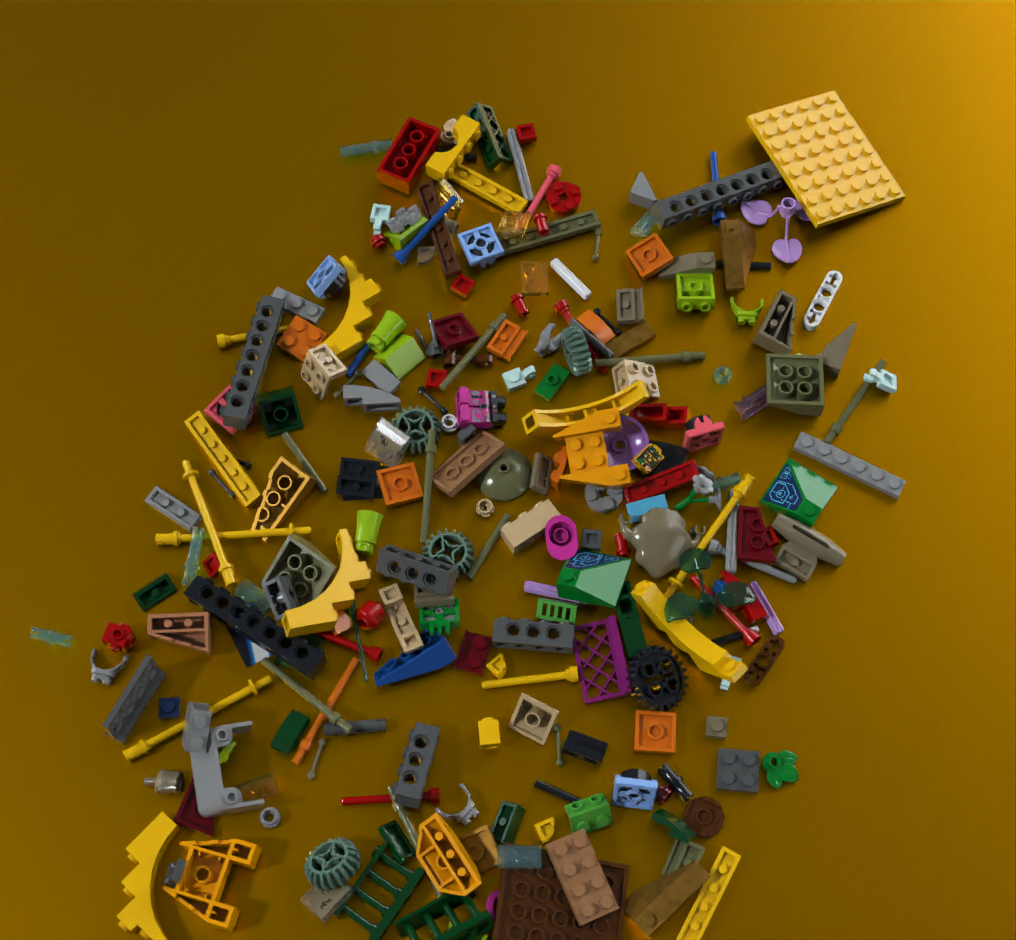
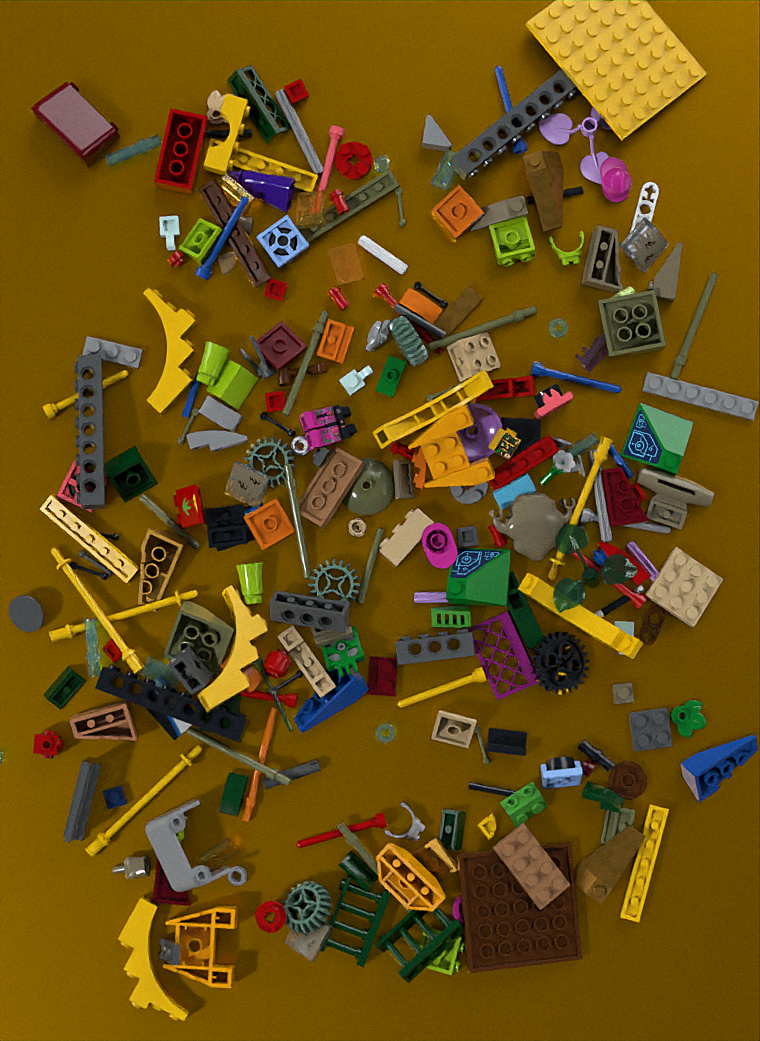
camera: 15 degrees left, 20 degrees up
(105, 675) = (40, 782): light grey helmet -> none
(139, 511) = (26, 613): none -> dark grey piece
(173, 509) = (58, 600): light grey tile -> none
(196, 727) = (148, 818): light grey panel -> none
(200, 481) = (74, 565): none -> black hinge
(288, 853) = (279, 918): none -> red piece
(300, 337) = (129, 391): orange plate -> none
(311, 775) = (263, 827): dark tan hinge -> none
(320, 368) = (160, 422): tan bracket -> none
(322, 115) = (76, 123): none -> windscreen
(327, 278) = (136, 318): light blue piece -> none
(328, 450) = (190, 507): none -> red slope
(359, 638) = (273, 690): none -> black hinge
(404, 217) = (196, 229): light grey plate -> none
(411, 794) = (360, 830): dark grey brick -> none
(462, 703) = (390, 737): none -> clear light blue plate
(480, 200) = (268, 188): none -> dark purple piece
(489, 734) = (416, 751): yellow brick -> none
(497, 666) = (408, 684): yellow tile -> none
(519, 857) = (472, 865): clear light blue plate -> none
(546, 447) = (400, 449): none -> red pin
(588, 204) = (381, 163): none -> clear light blue plate
(629, 305) = (450, 273): dark tan plate -> none
(655, 732) = (567, 712): orange plate -> none
(696, 406) = (540, 370): none -> blue piece
(756, 503) = (620, 462): none -> blue piece
(795, 823) = (710, 767): none -> blue wedge
(800, 636) = (684, 587): none -> tan plate
(802, 263) = (615, 179): none -> dark pink piece
(819, 319) = (644, 244): none -> slope
(884, 380) = (719, 296): light aqua plate -> none

